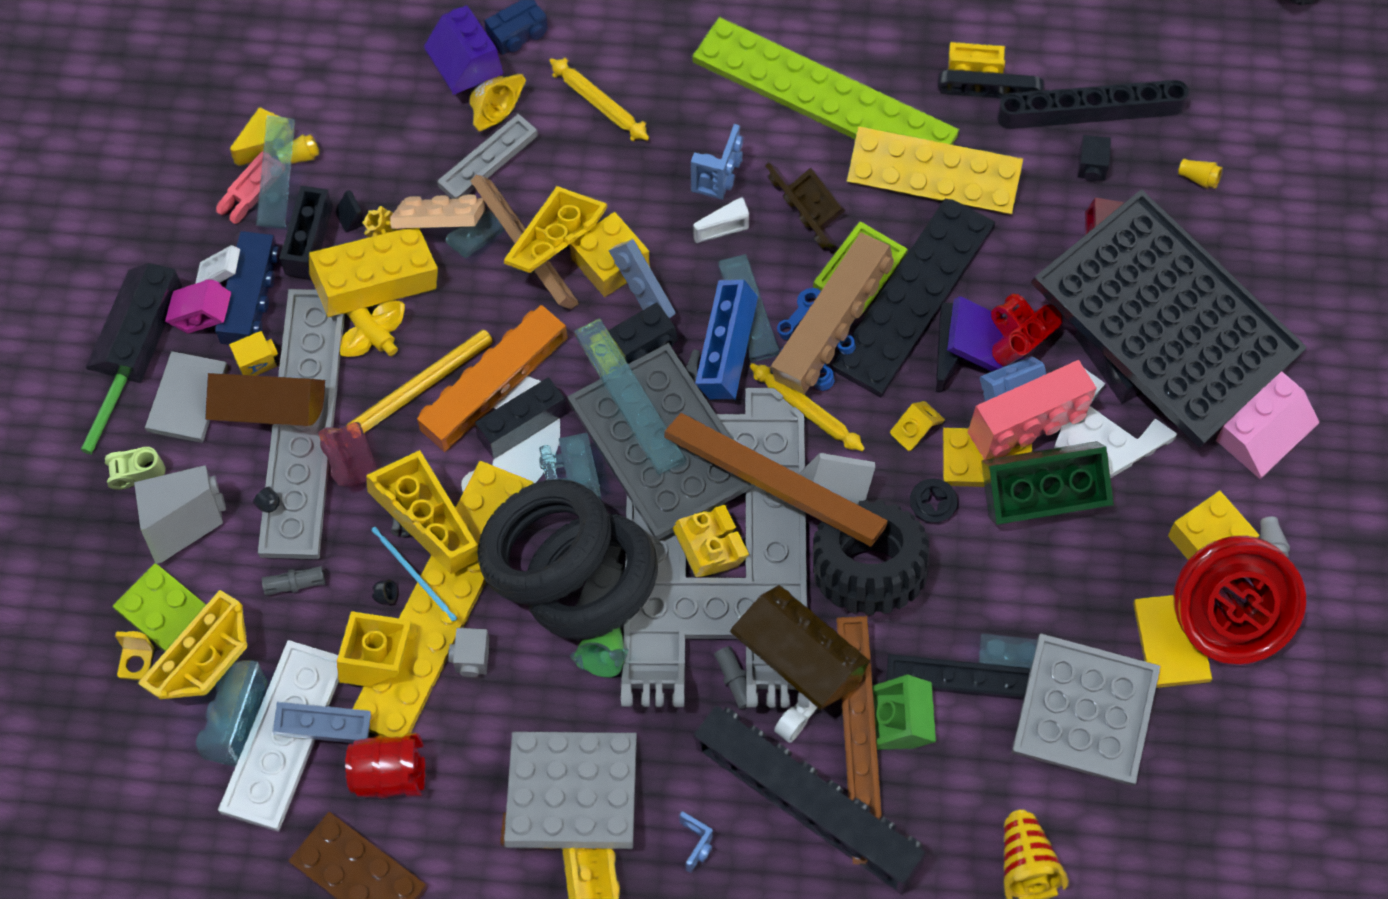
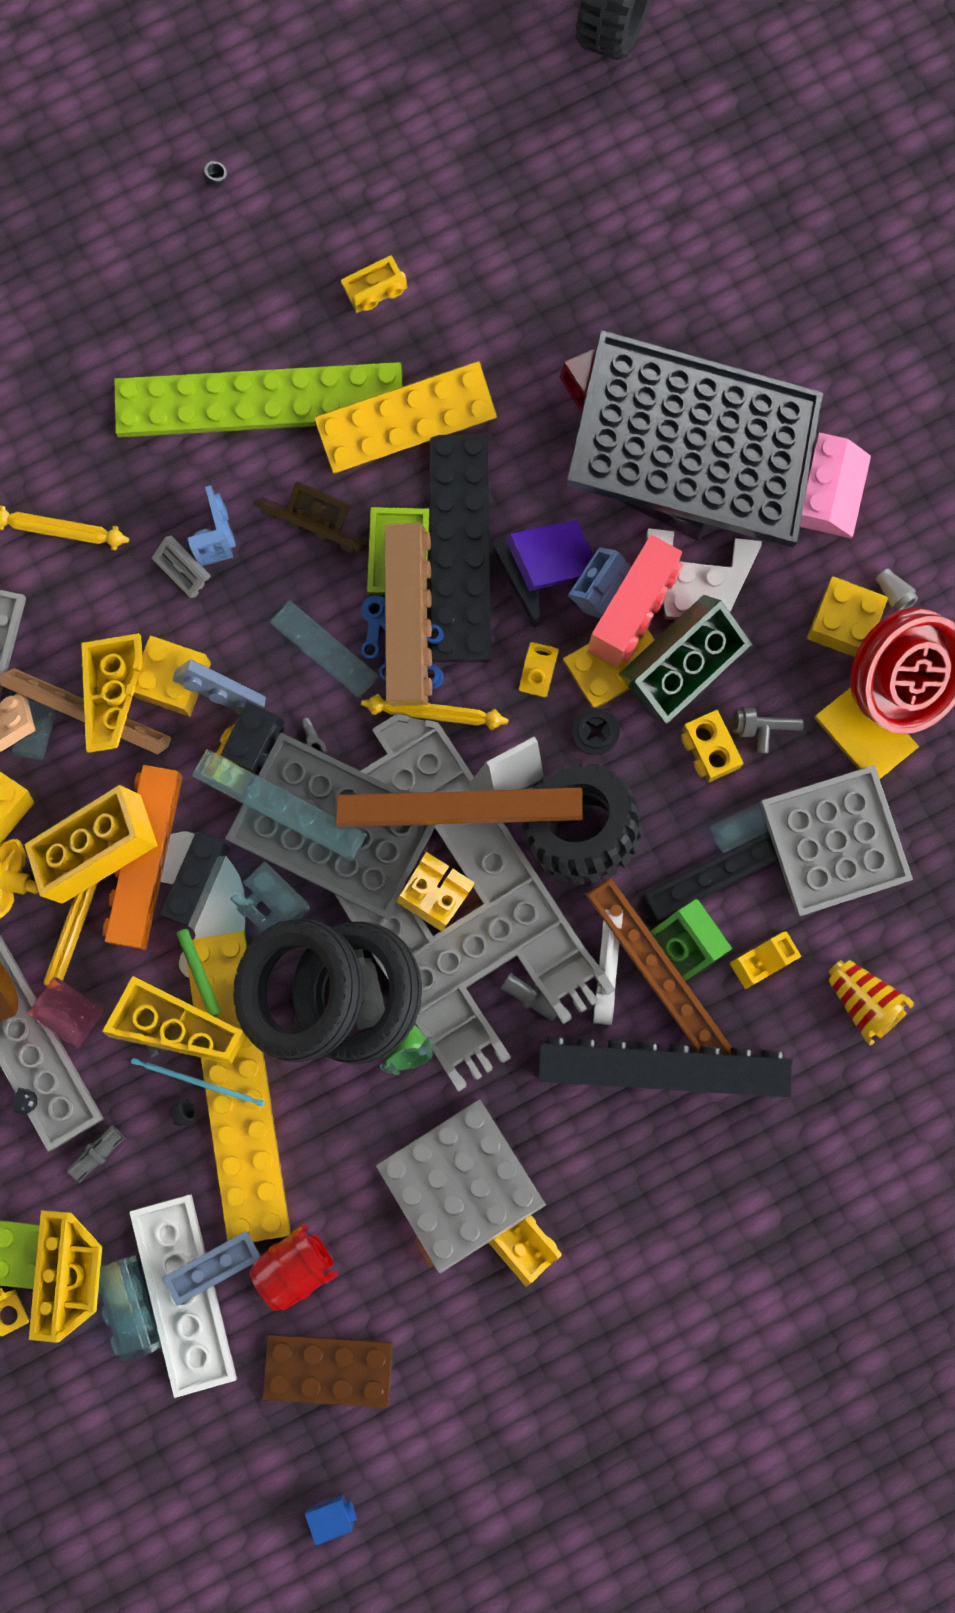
camera: 30 degrees left, 15 degrees up
(371, 649) = (211, 1175): yellow slope -> none
(457, 336) = (90, 844): none -> yellow brick
(470, 651) = (293, 1120): light grey brick -> none
(474, 486) = (198, 972): none -> bright green bar
(679, 177) = (183, 563): none -> light grey tile
(703, 848) = (600, 1161): medium blue bracket -> none
(726, 220) = (252, 578): white slope -> none
(726, 339) = (329, 696): blue brick -> none
(800, 647) = (576, 945): dark brown slope -> none
(963, 773) = (765, 959): none -> yellow slope
(986, 84) = (402, 301): black beam -> none
(1021, 328) = (577, 527): red piece -> none
(1031, 570) = (719, 744): none -> yellow brick
(1069, 567) = (746, 722): none -> dark grey piece
(1094, 157) = (536, 319): black brick -> none
(1104, 100) = (507, 254): black beam -> none
(1201, 172) = (636, 277): yellow cone -> none

